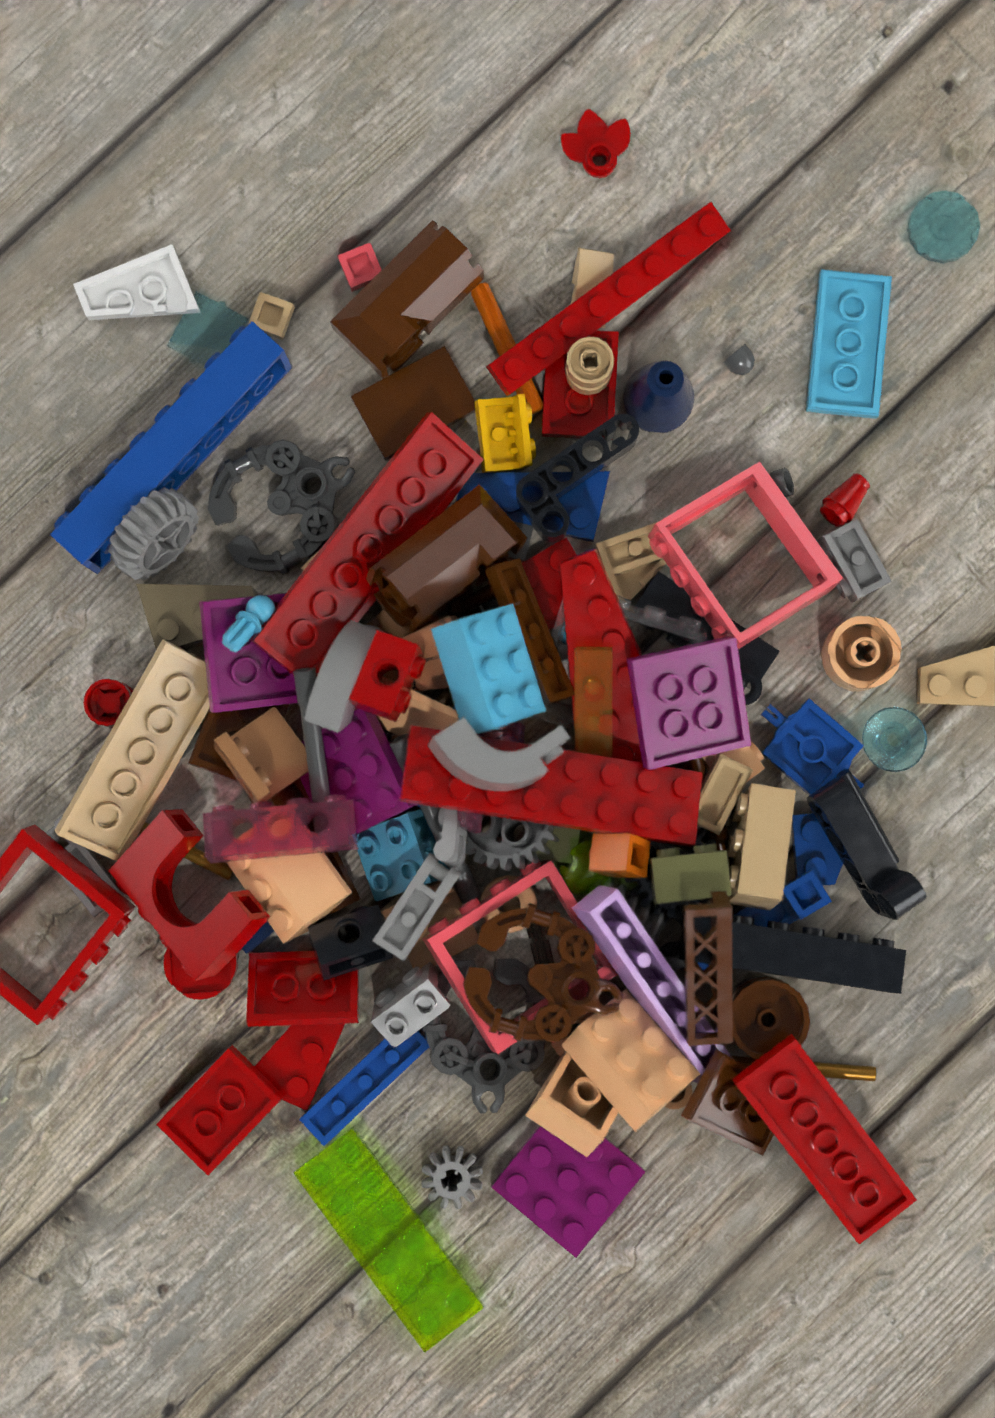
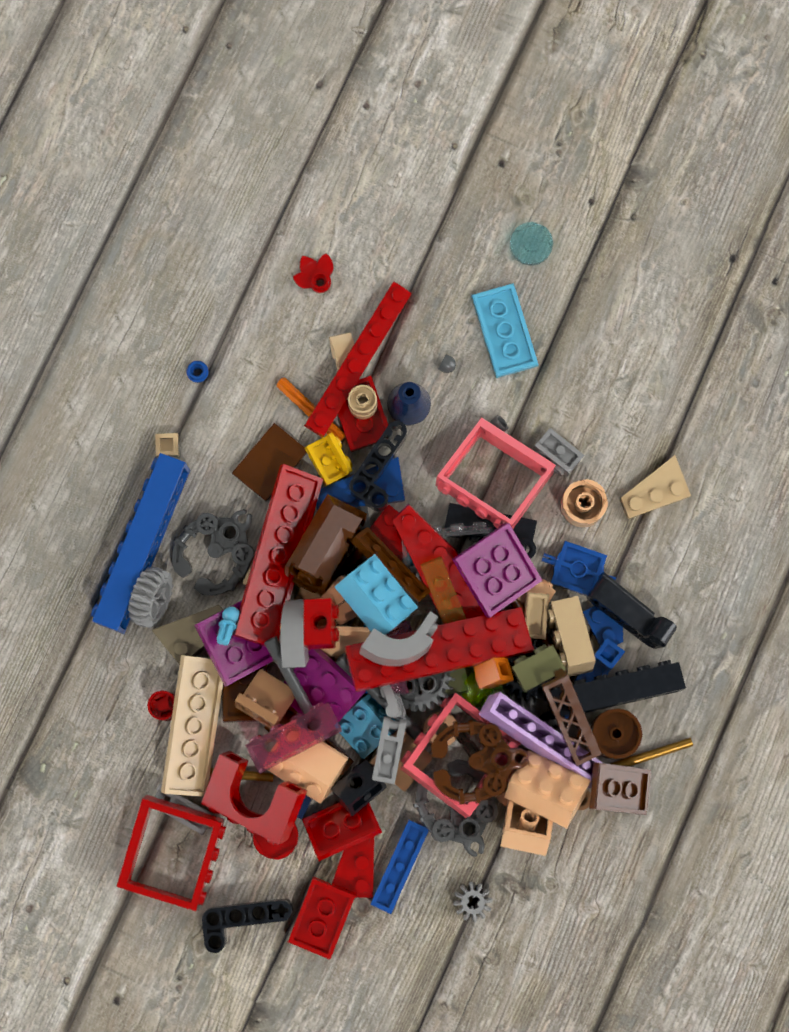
camera: 25 degrees left, 5 degrees down
(112, 1067) = (248, 918): none -> black beam
(139, 288) = (84, 459): white wing -> none
(206, 332) = (132, 468): clear light blue piece -> none
(357, 213) = (197, 365): none -> blue plate
(359, 266) = (208, 396): coral plate -> none
(389, 1239) = (450, 953): clear neon green plate -> none
(408, 299) = (243, 404): reddish brown brick -> none
(409, 1005) = (408, 810): light grey bracket -> none
(564, 1189) = (541, 880): magenta plate -> none
(629, 561) = (430, 503): tan wing -> none
(824, 1139) = (677, 789): red plate -> none
(845, 500) = (539, 420): red cone -> none
(910, 735) = (624, 534): clear light blue piece -> none

